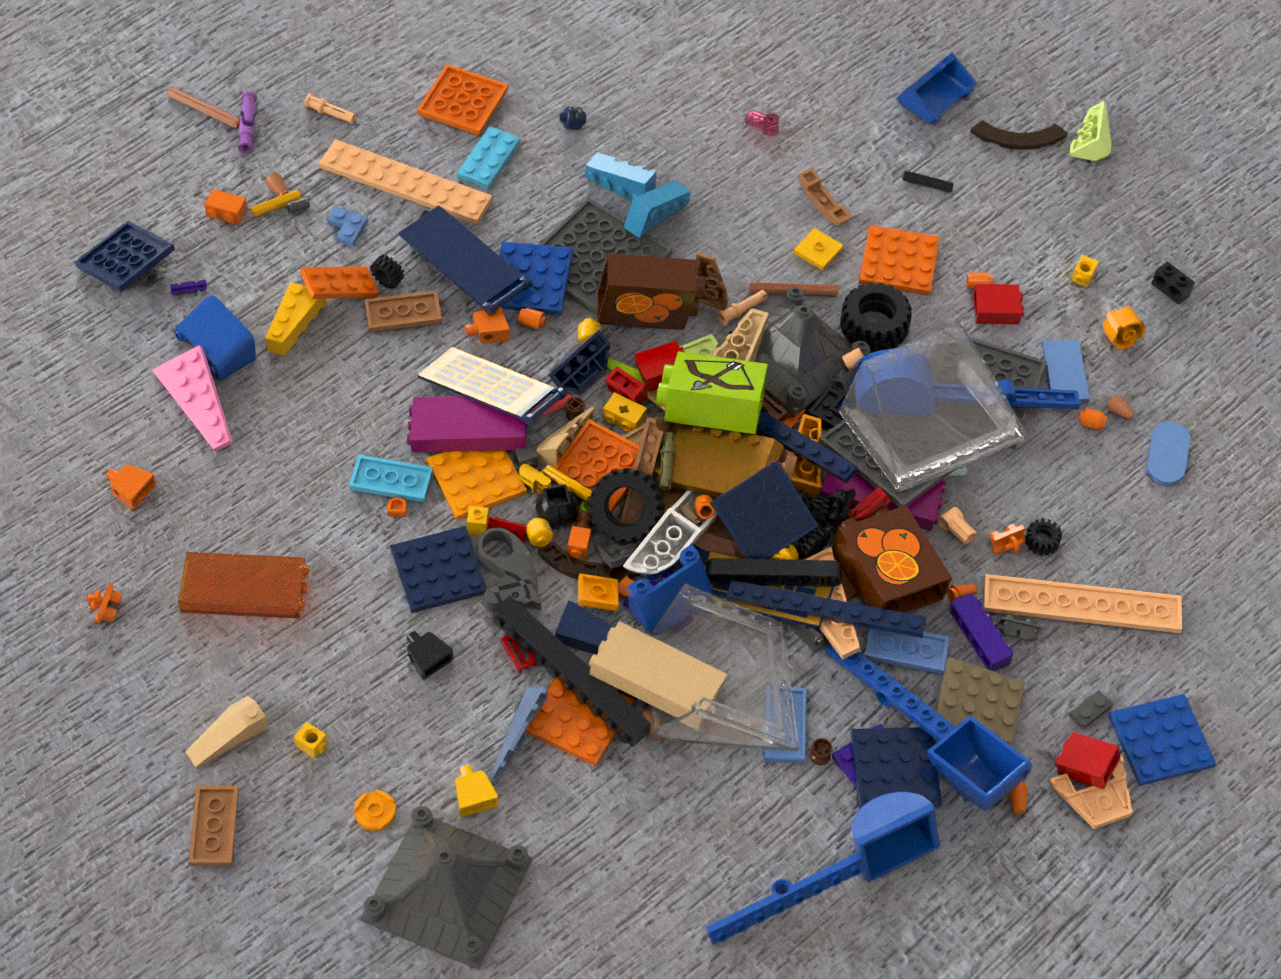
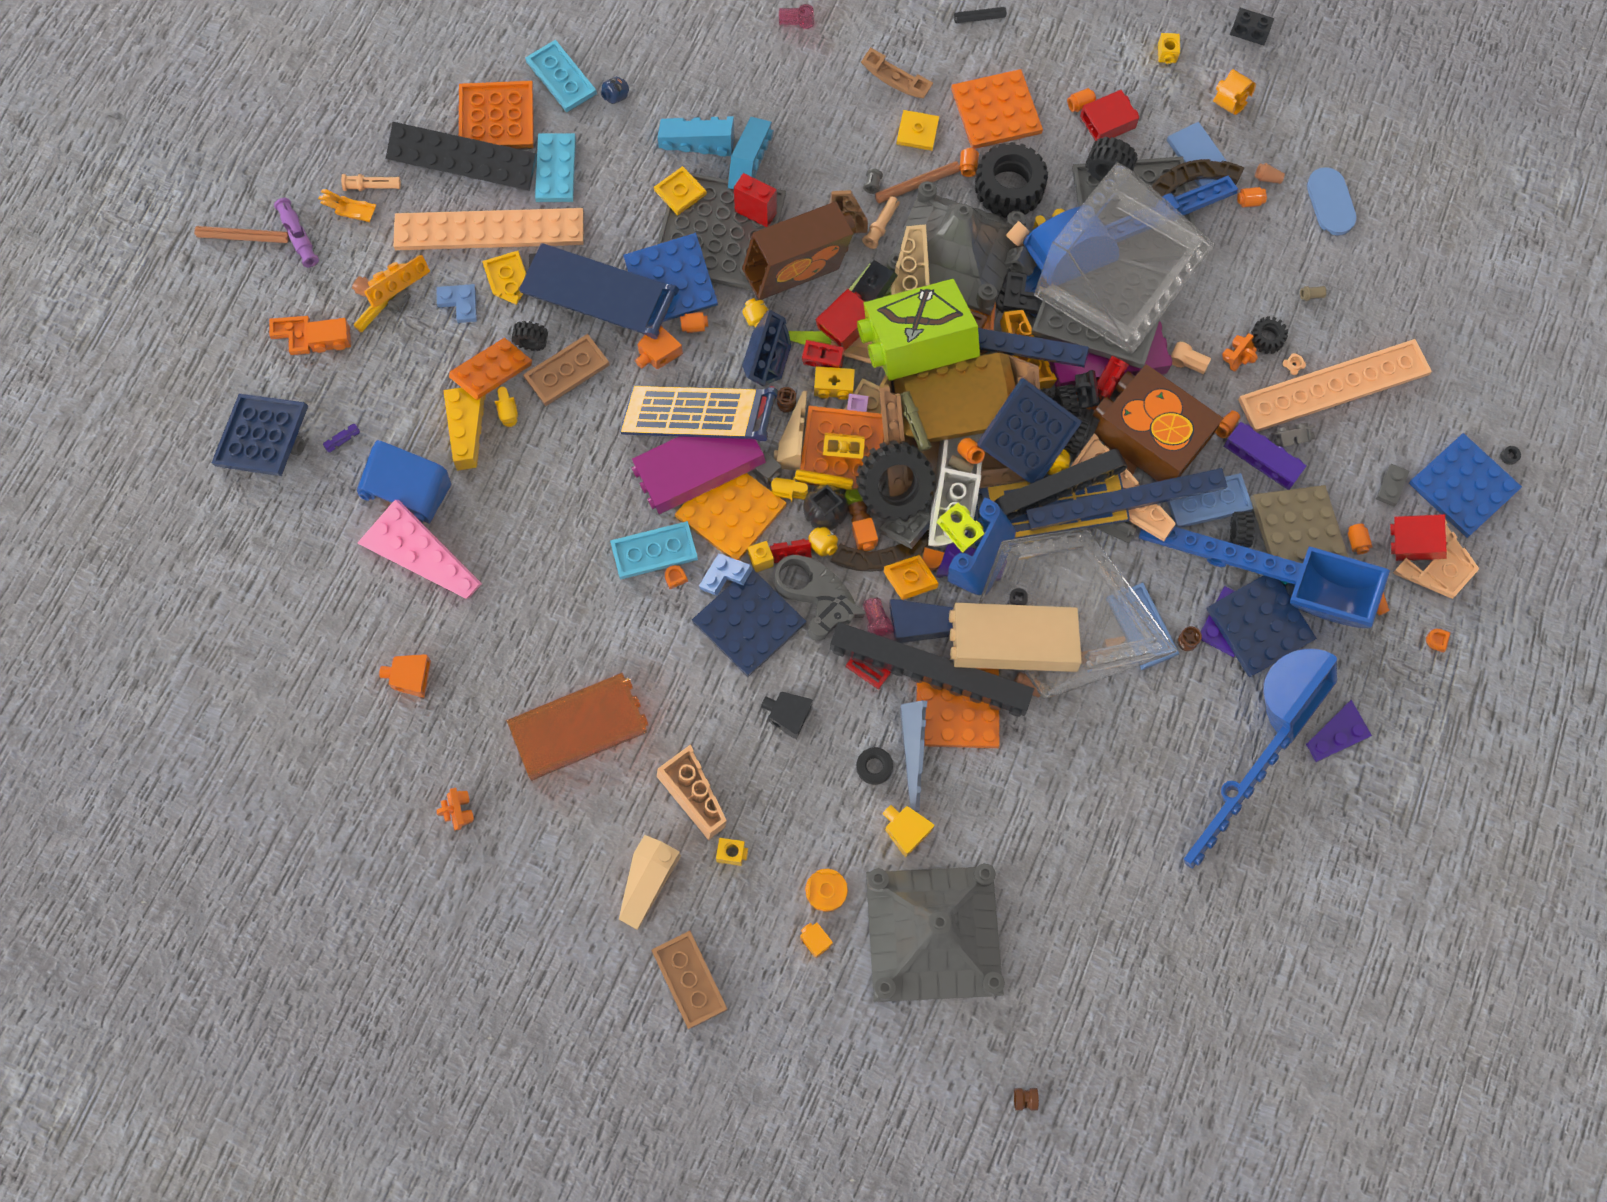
camera: 25 degrees left, 15 degrees up
(199, 192) = (294, 329): none -> orange plate
(301, 120) = (348, 207): none -> light orange arm
(303, 186) = (395, 279): none -> light orange bracket
(306, 670) = (692, 791): none -> light nougat wedge
(335, 319) = (506, 408): none -> yellow arm
(340, 844) = (815, 939): none -> light orange brick
(394, 219) = (506, 276): none -> yellow tile
(415, 118) = (461, 156): none -> black plate
(441, 518) = (723, 569): none -> plate
(477, 741) = (867, 776): none -> black tyre
(535, 90) = (561, 75): none -> medium azure plate
(550, 611) = (878, 621): none -> clear pink piece
(581, 213) = (680, 190): none -> yellow tile
(597, 458) = (843, 445): none -> yellow brick
(633, 434) = (857, 402): none -> lavender plate
(636, 237) = (755, 200): none -> red brick
(654, 561) = (956, 530): none -> neon yellow brick
(685, 645) = (1020, 593): none -> black bush
(704, 343) = (875, 281): none -> black plate
(754, 271) = (873, 181): none -> dark grey bush
(846, 287) = (969, 162): none -> orange brick
(917, 894) = (1339, 733): none -> dark purple wing
(922, 680) = (1242, 529): none -> black tyre
(977, 327) = (1106, 153): none -> black tyre
(1031, 738) = (1359, 539): none -> orange brick
(1048, 375) = (1196, 170): none -> dark brown tile
(1058, 567) = (1298, 360): none -> light nougat plate
(1060, 857) = (1438, 639): none -> orange tile
(1105, 519) = (1312, 292): none -> dark tan pin
(1225, 728) = (1510, 461): none -> black bush

